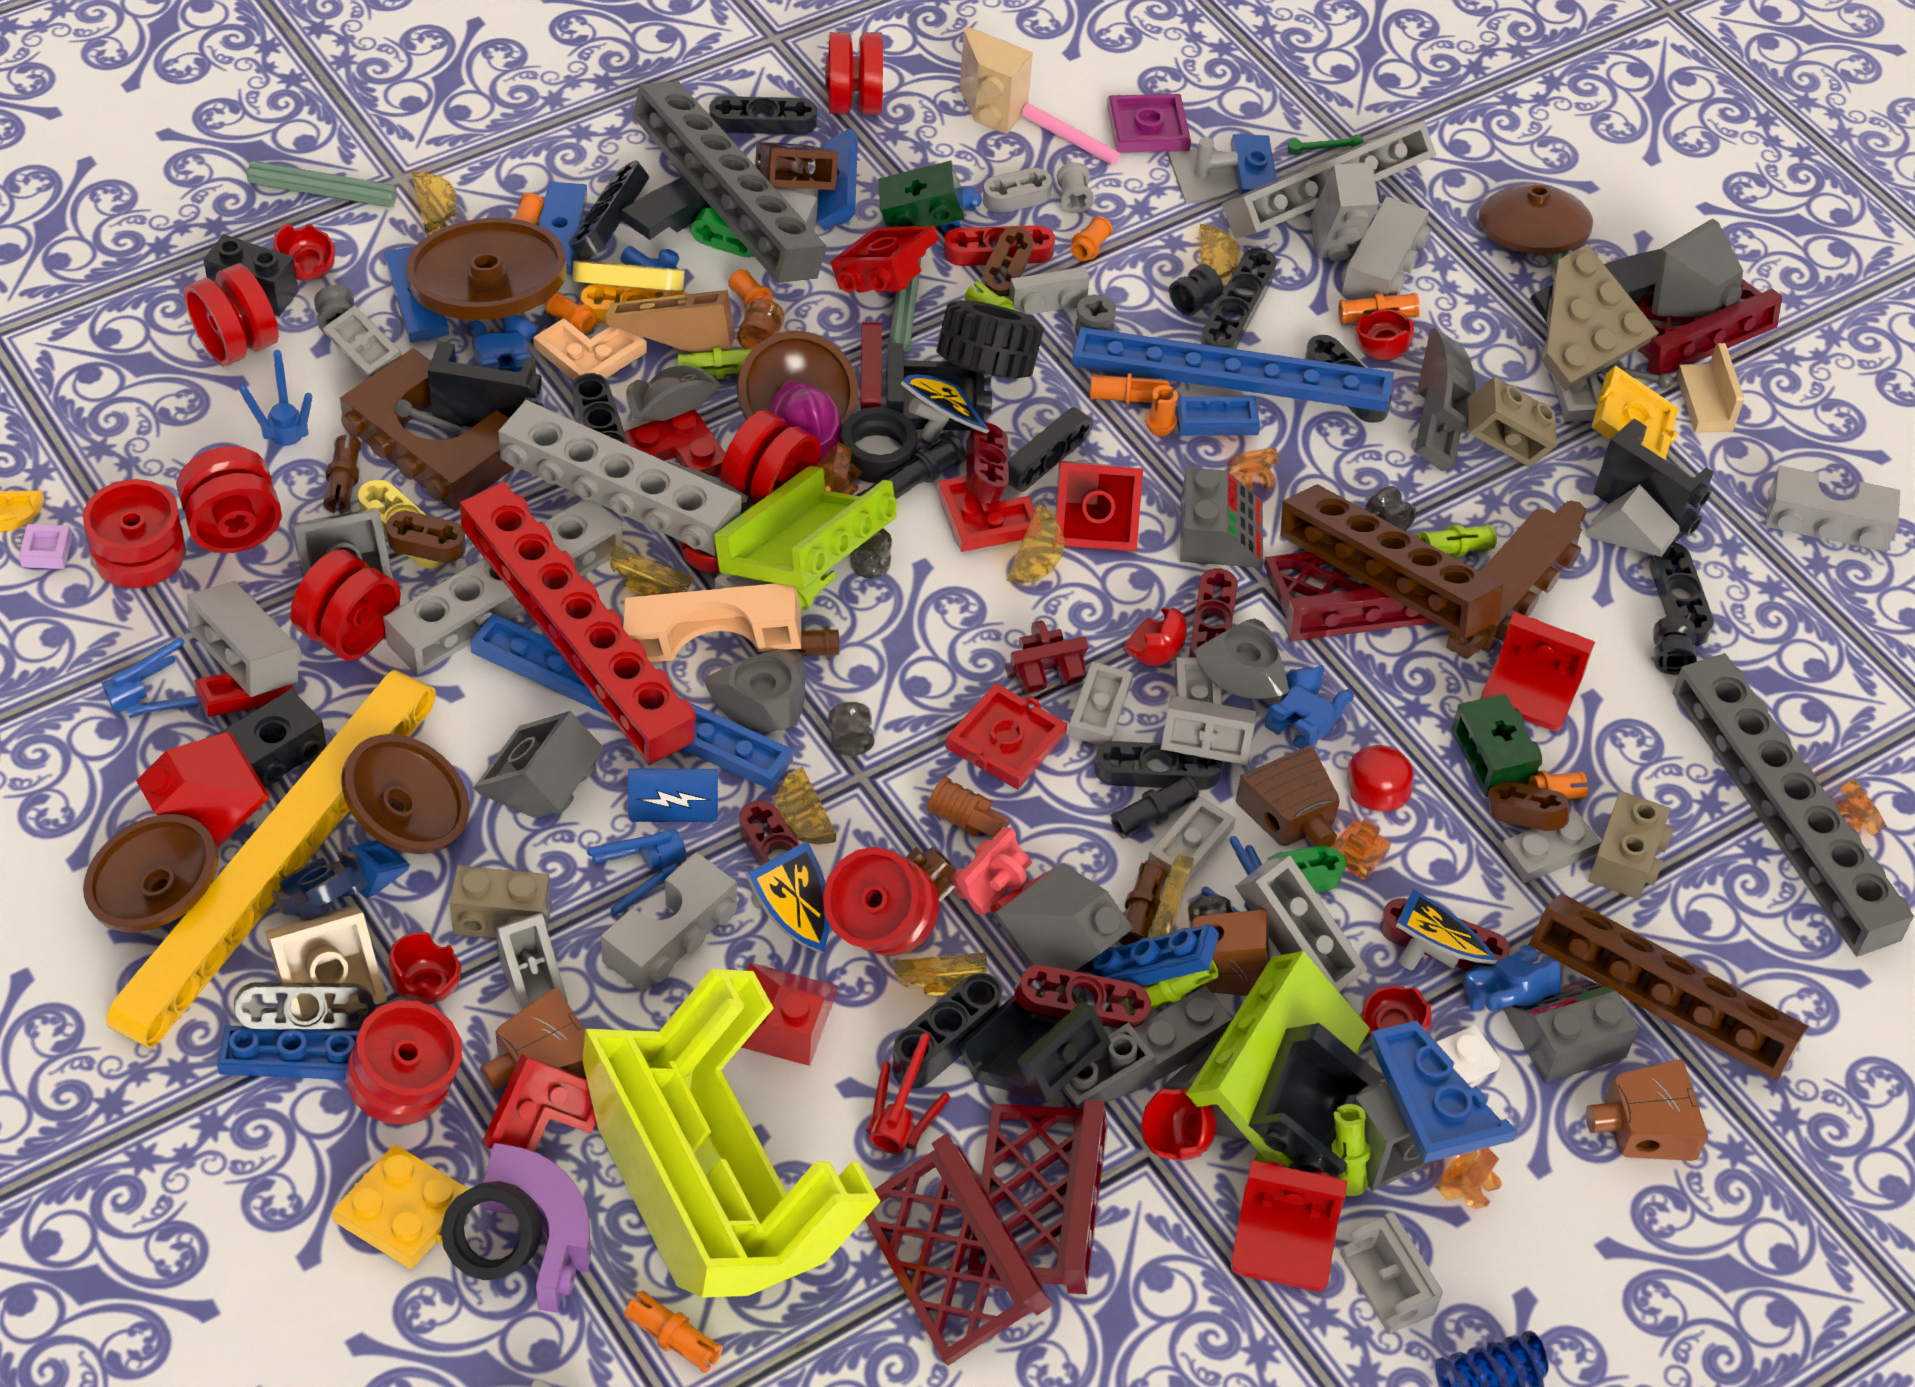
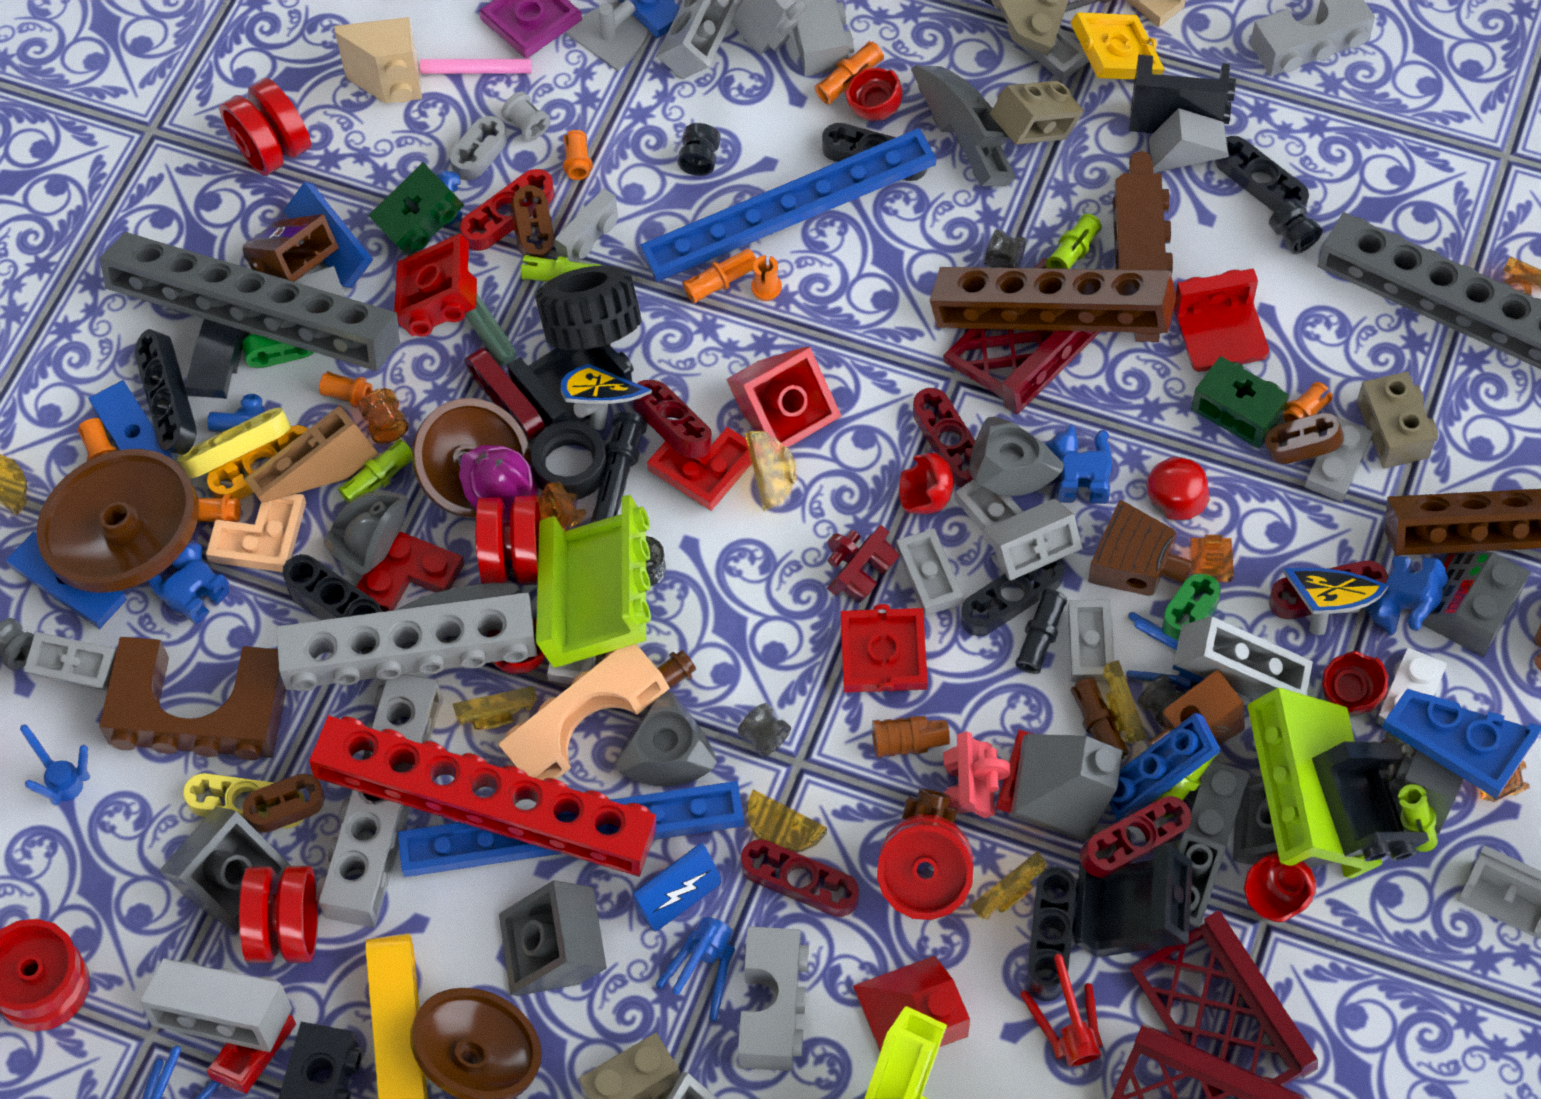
camera: 30 degrees left, 10 degrees up
(228, 499) = (92, 888): red wheel -> none
(342, 474) = (153, 792): reddish brown pin -> none
(404, 408) = (163, 698): dark grey hinge -> none
(471, 392) = (217, 645): black panel -> none
(776, 106) = (214, 197): black beam -> none
(792, 895) = (849, 908): shield -> none
(1048, 448) = (705, 370): black beam -> none
(1095, 313) = (632, 224): dark grey wheel -> none
(1217, 416) = (808, 252): blue plate -> none
(1218, 250) = (682, 101): clear yellow tile -> none
(1220, 520) = (884, 348): dark grey slope -> none
(1239, 303) = (737, 138): black beam -> none
(1254, 464) = (871, 279): clear orange tile -> none
(1288, 1226) = (1415, 911): red bracket -> none

